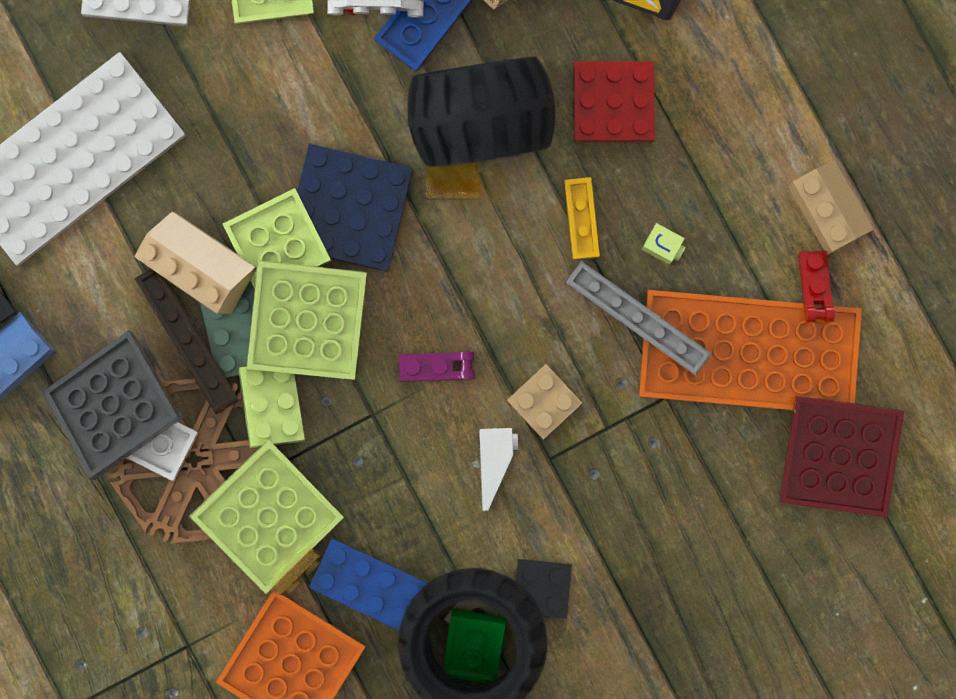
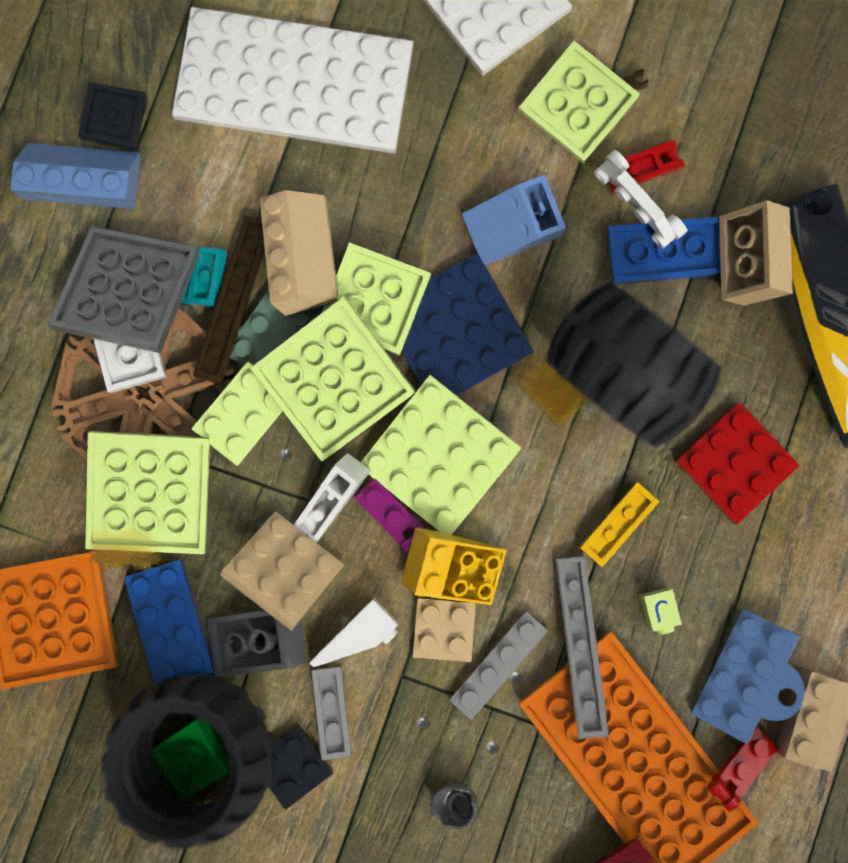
camera: 50 degrees right, 0 degrees up
(154, 344) = (206, 278): none -> teal plate
(311, 98) = (514, 221): none -> medium blue slope
(385, 397) = (331, 497): none -> white slope
(404, 471) = (282, 570): none -> tan plate
(424, 297) = (440, 456): none -> yellowish green plate
(435, 534) = (254, 644): none -> dark grey slope
(507, 356) = (452, 567): none -> yellow slope
(530, 528) = (331, 712): none -> light grey plate
(601, 386) = (498, 665): none -> light grey plate
(666, 500) = (455, 805): none -> dark grey hair
(762, 225) = (750, 677): none -> medium blue plate

